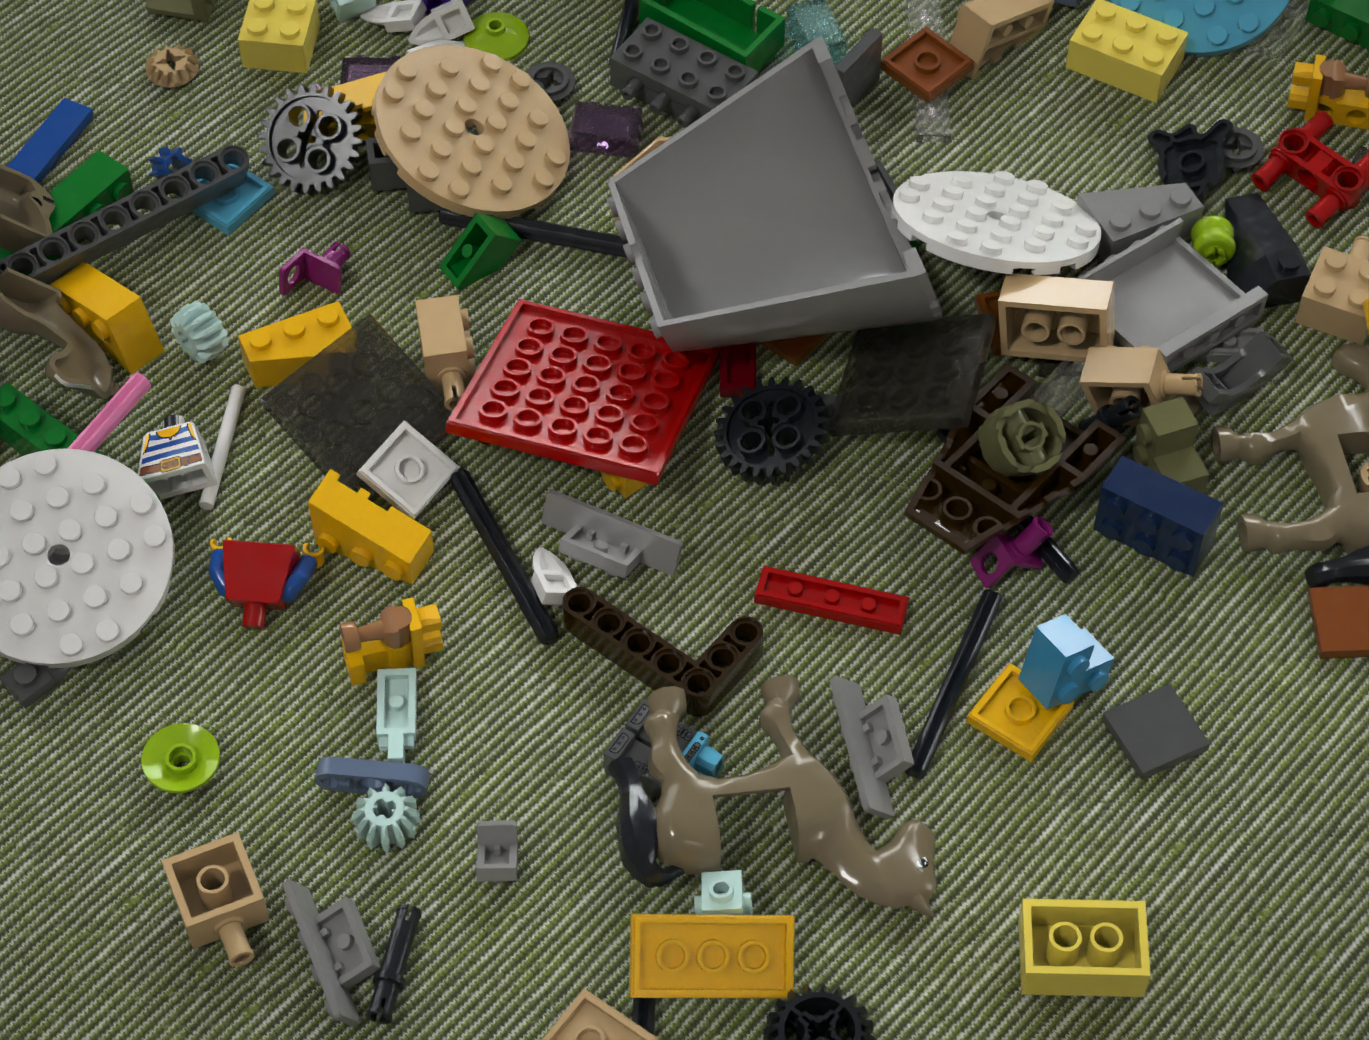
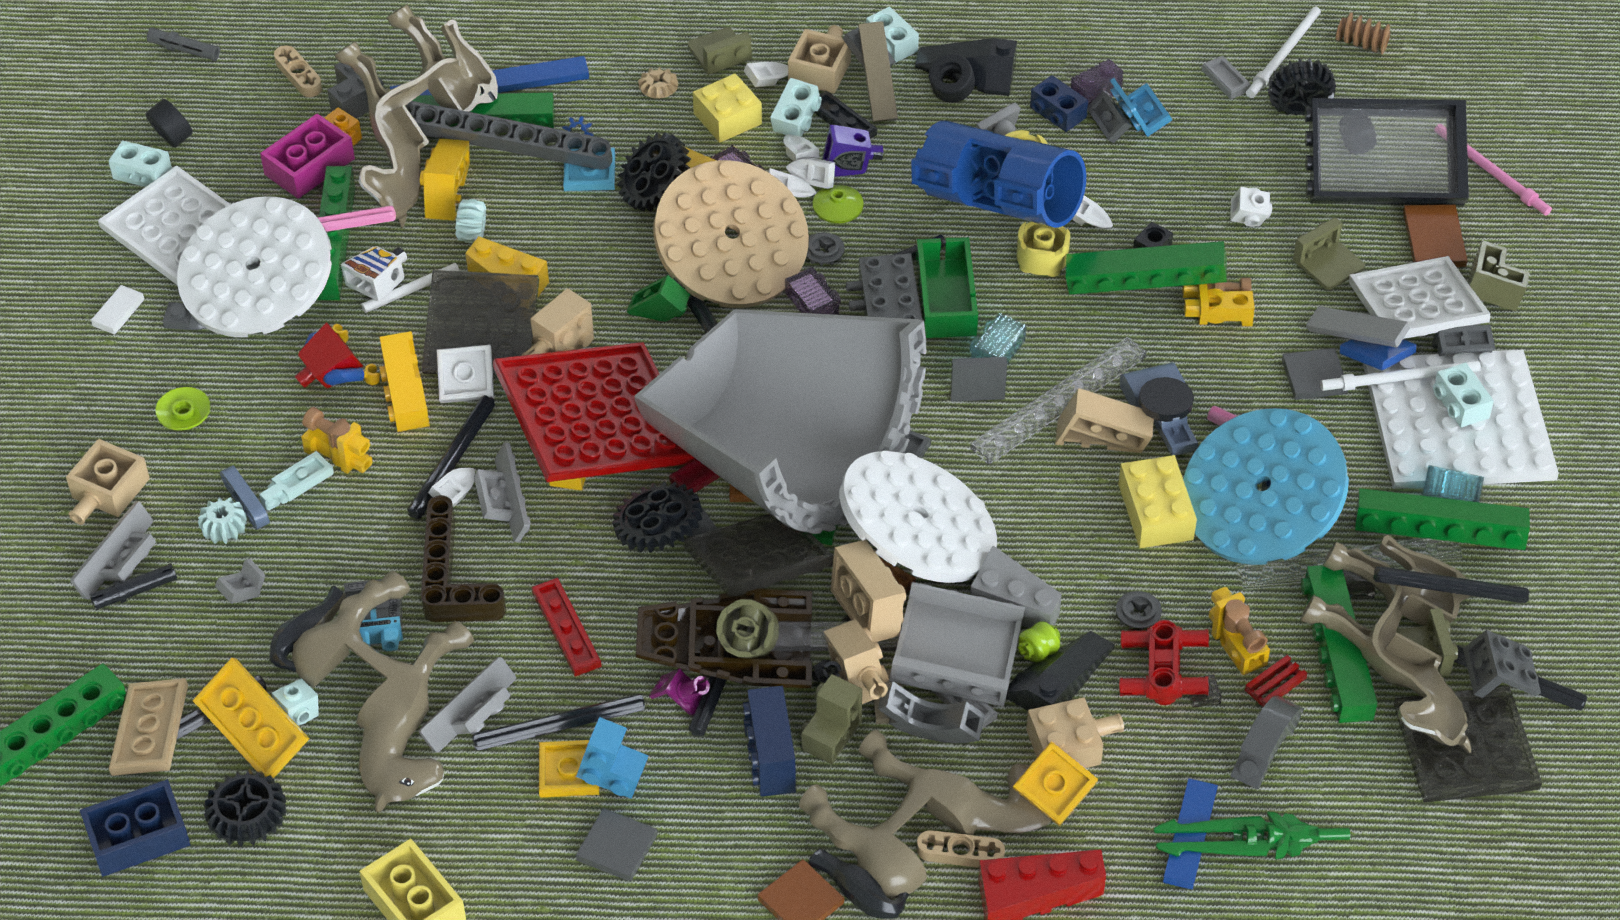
camera: 50 degrees right, 5 degrees down
(321, 270) = (568, 235): magenta bracket -> none
(926, 65) = (1031, 410): dark orange tile -> none
(1193, 156) = (1101, 591): black tile -> none

